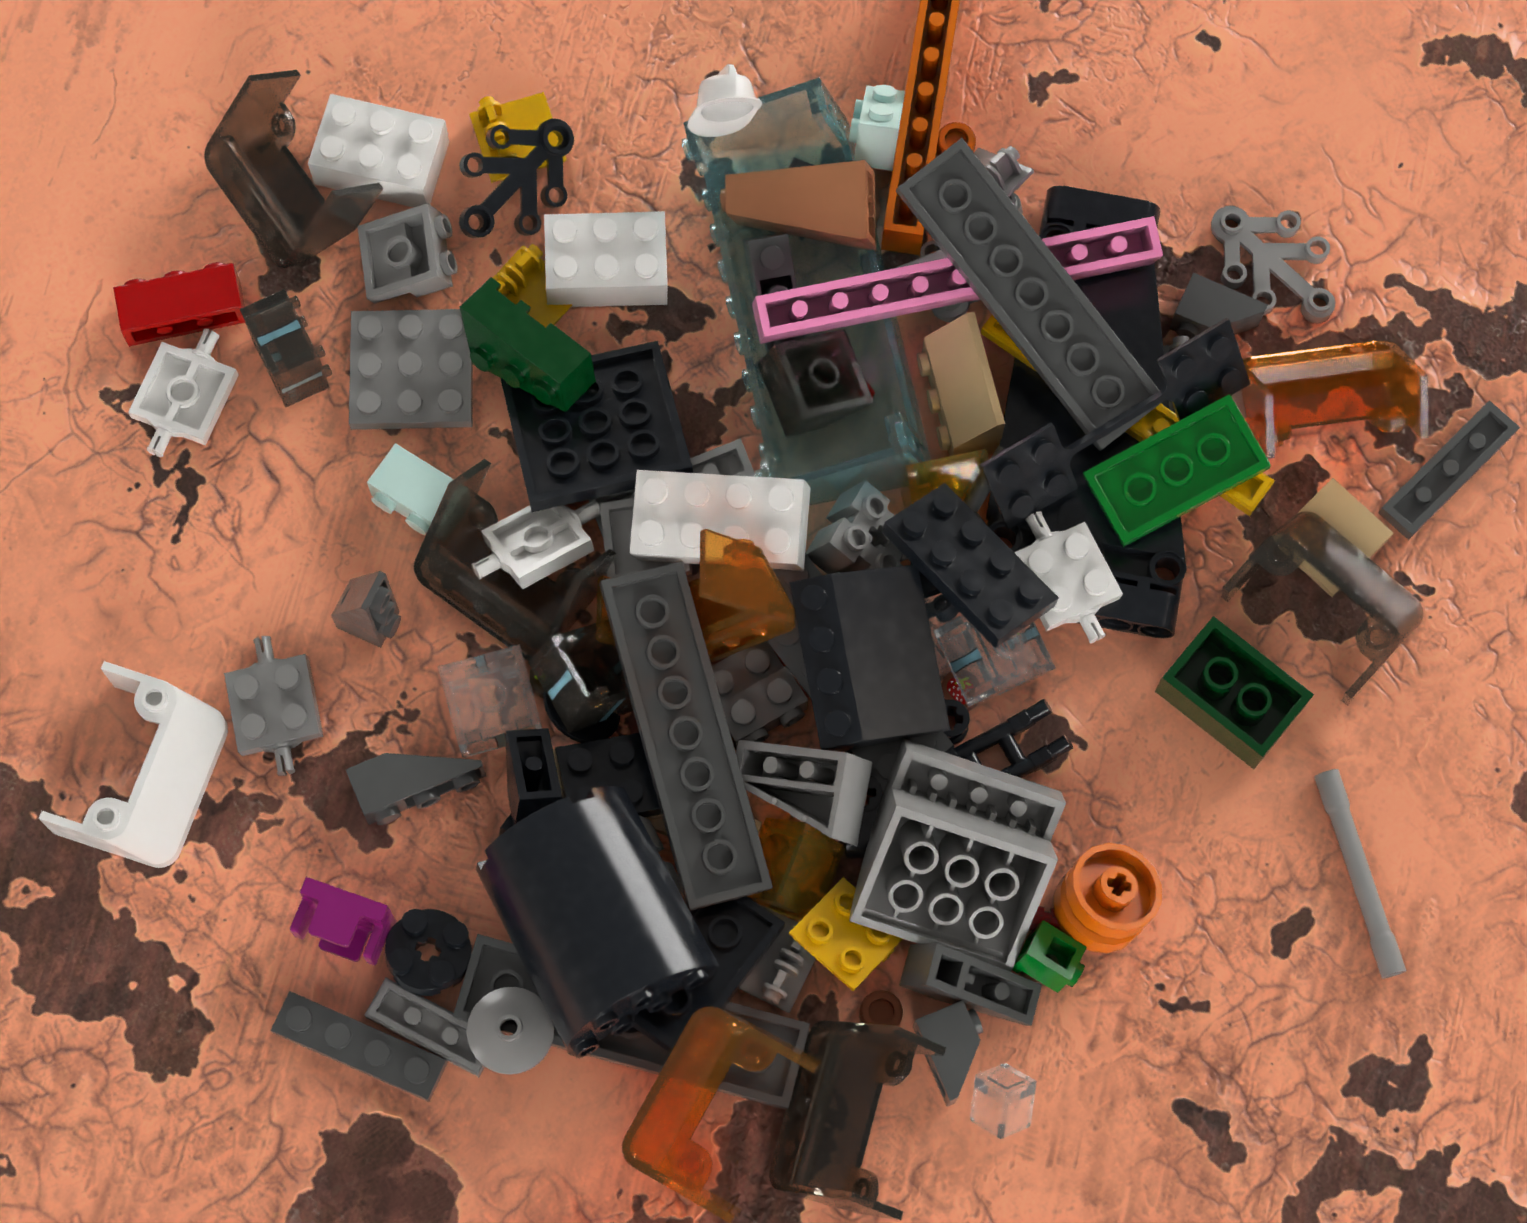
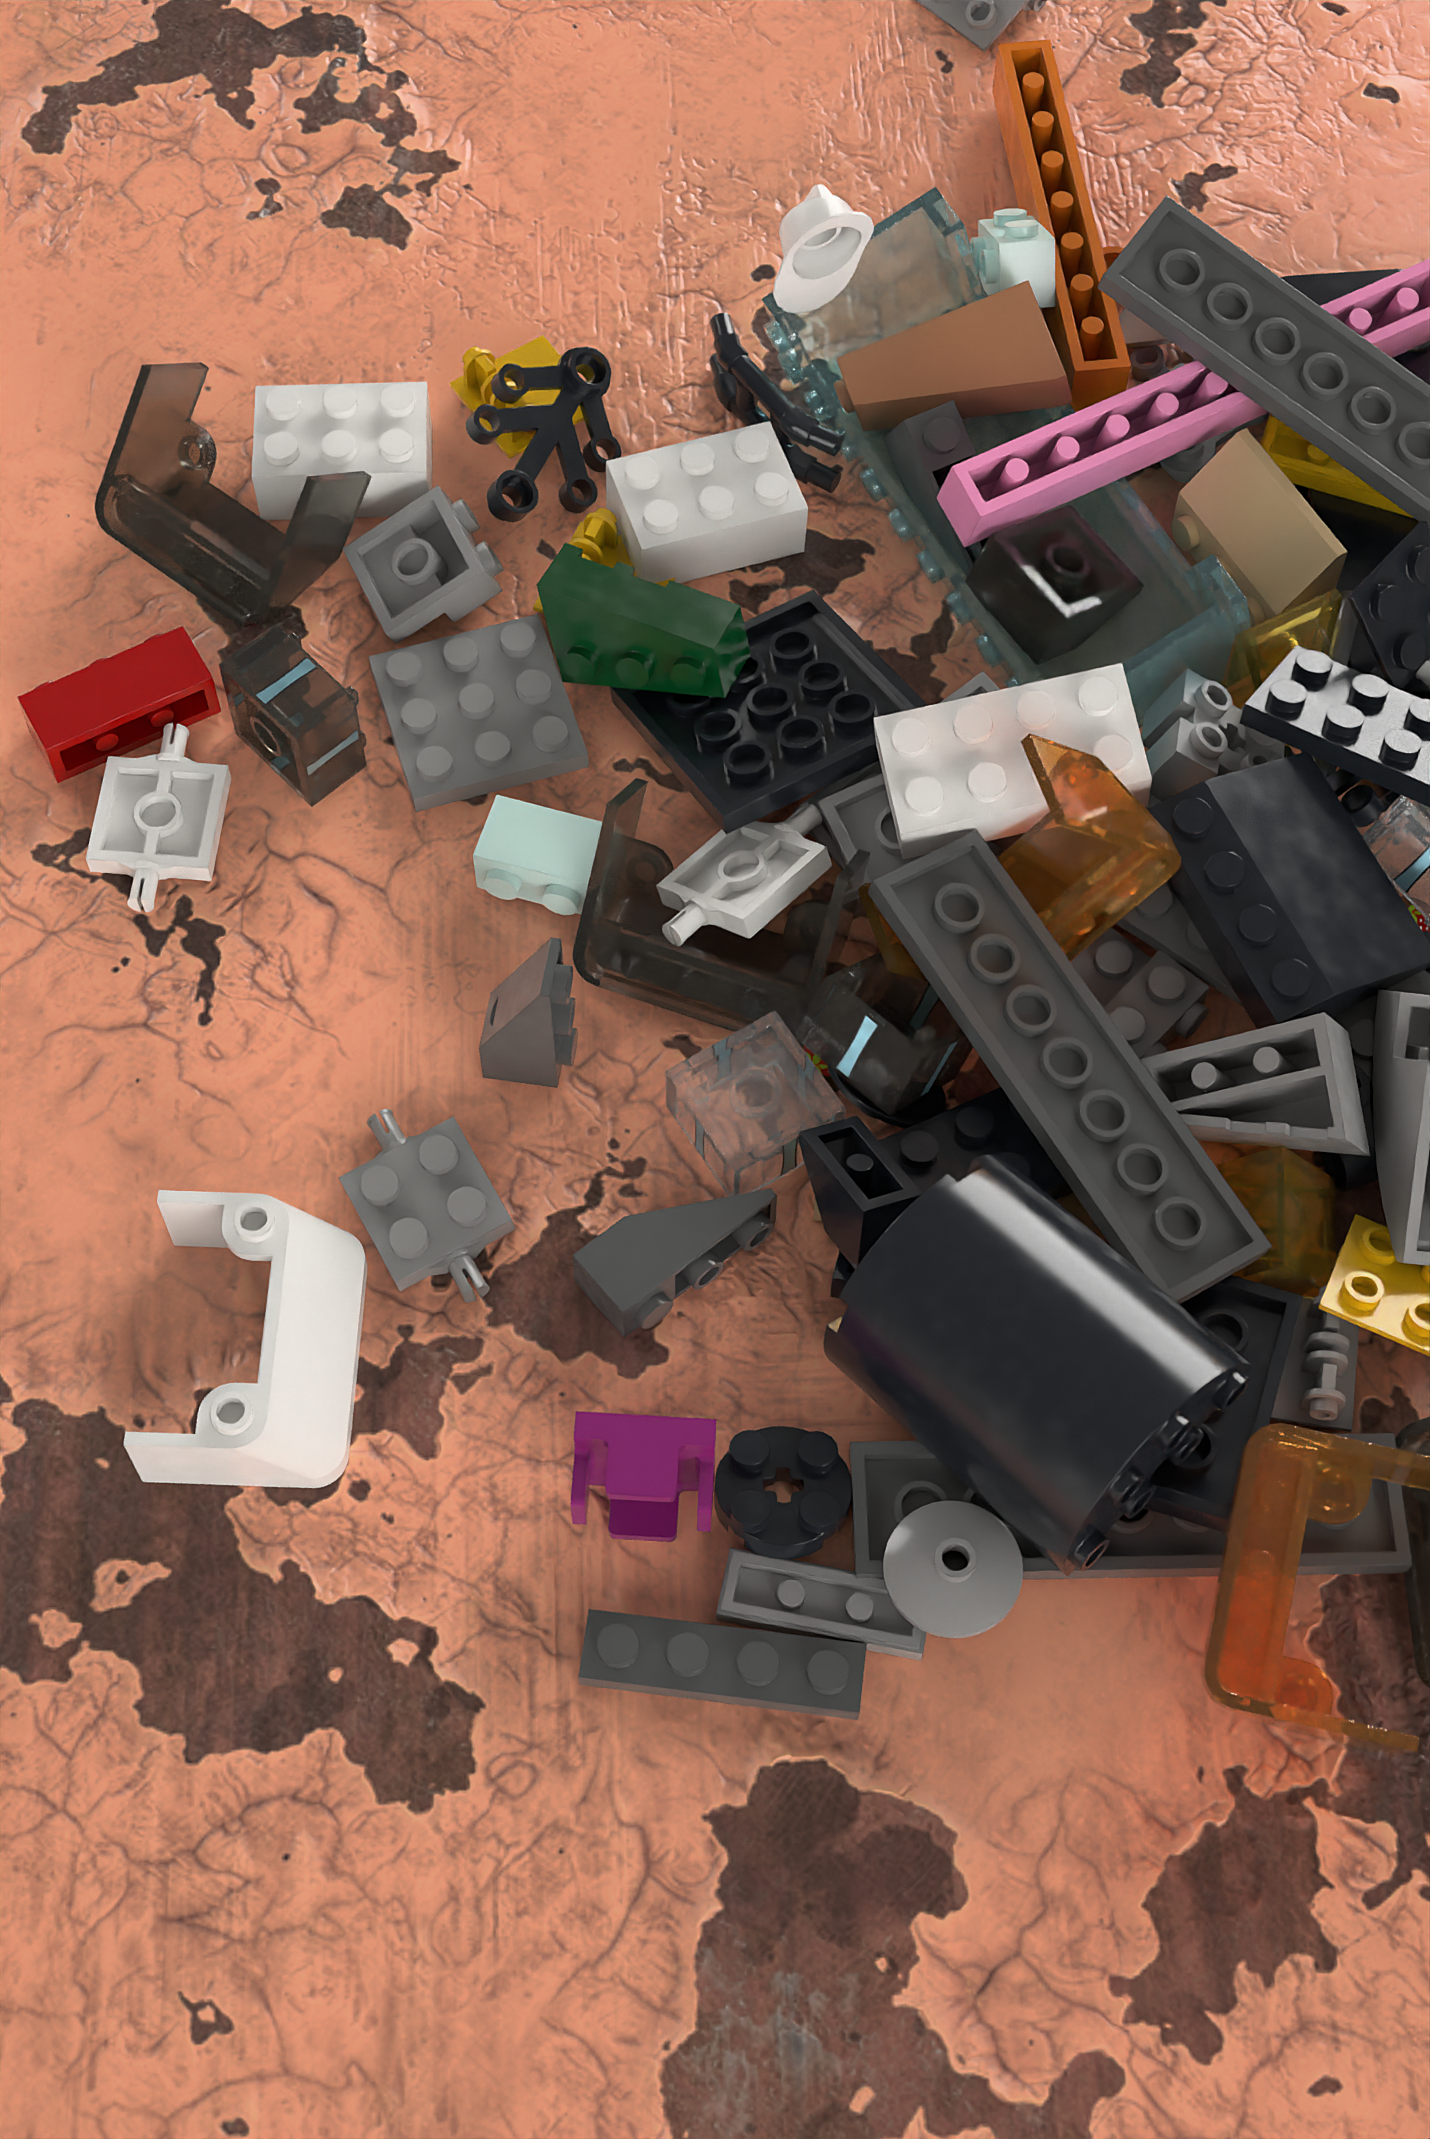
camera: 15 degrees left, 10 degrees down
(685, 230) = (740, 387): none -> black piece

